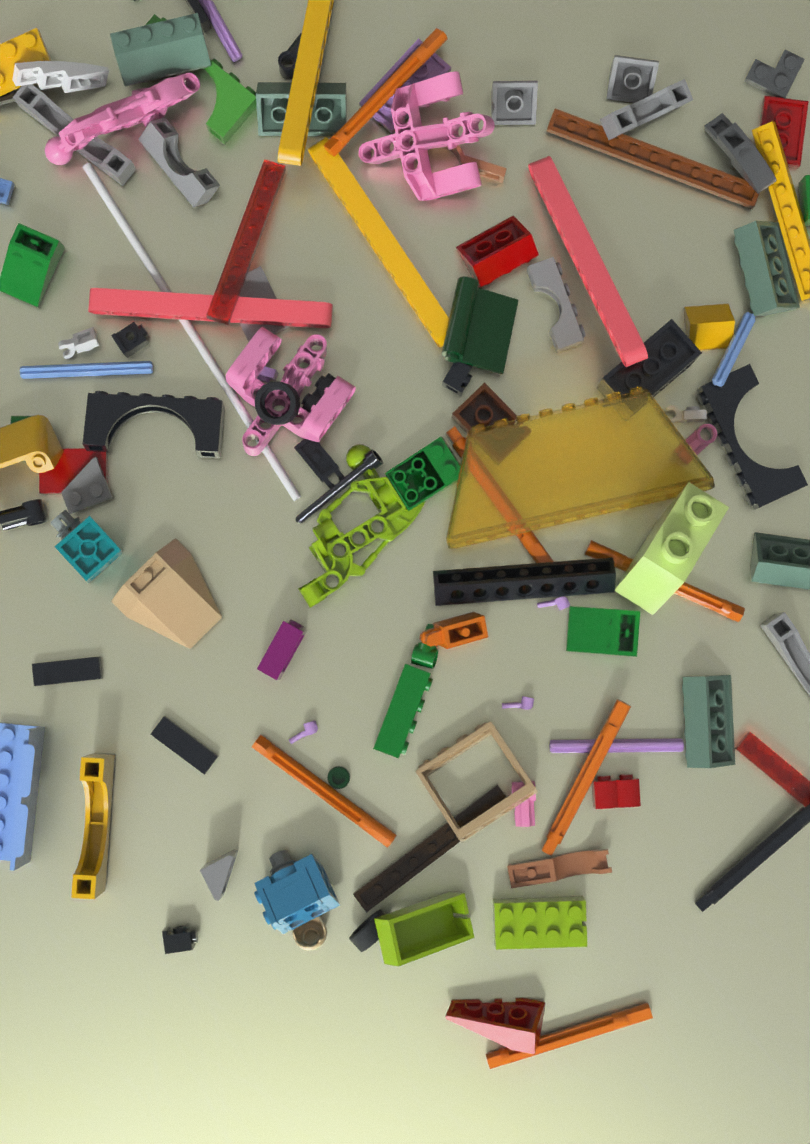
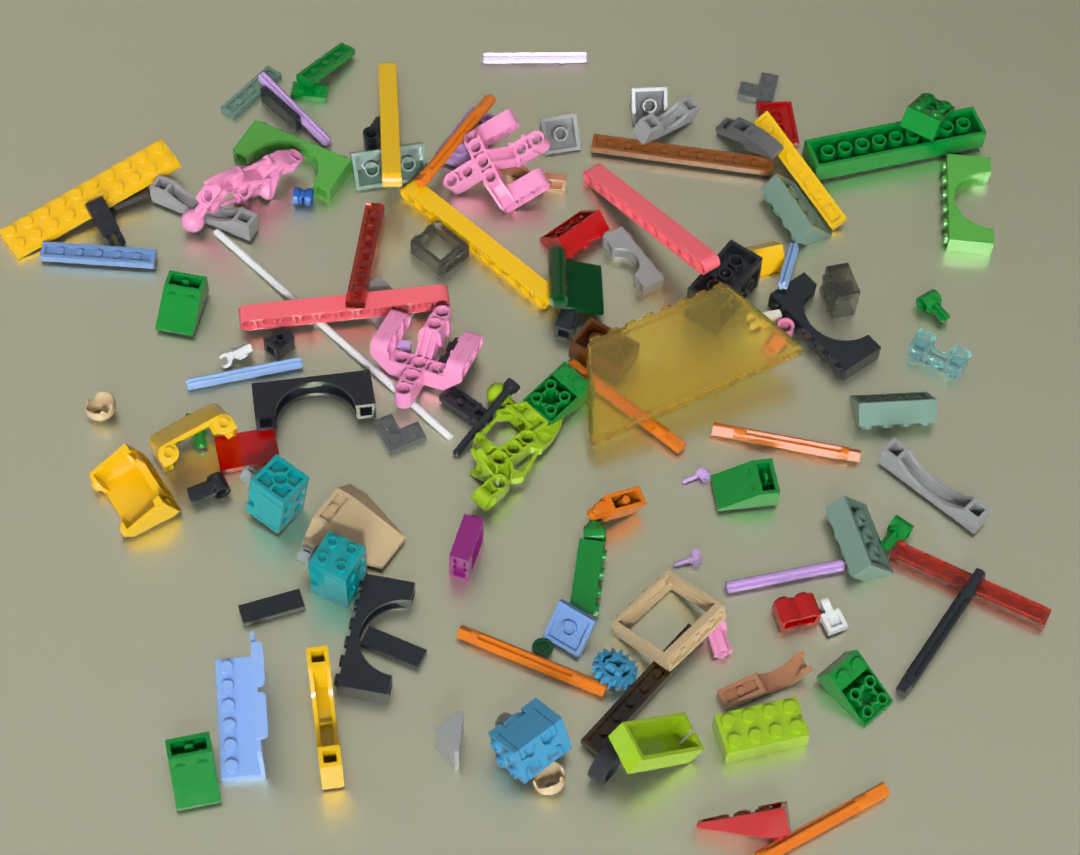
camera: 15 degrees left, 30 degrees down
(64, 74) = (185, 167): white slope -> none
(87, 488) = (262, 452): light grey wing -> none
(133, 652) = (335, 568): none -> teal piece
(139, 772) = (357, 676): none -> black arch
(160, 49) = (265, 135): sand green slope -> none
(162, 143) = (278, 202): light grey arch -> none
(179, 939) = (425, 812): black brick -> none
(192, 136) = (302, 196): none -> blue wheel
(236, 487) = (398, 438): none -> dark grey plate
(260, 403) = (412, 343): black tyre -> none
(310, 728) = (507, 614): lavender hand -> none
(349, 260) = (451, 260): none -> clear smoke window
(370, 768) = (570, 628): none -> medium blue plate
(406, 831) = (614, 669): none -> dark azure gear
(524, 581) = (674, 451): black brick -> none
(586, 776) = (765, 601): orange piece -> none
(651, 810) = (831, 619): none -> white plate
(652, 892) = (855, 687): none -> green slope
(671, 548) = (782, 394): yellowish green brick -> none
(755, 717) = (897, 531): none -> green axle
(783, 398) = (839, 290): none -> clear smoke brick

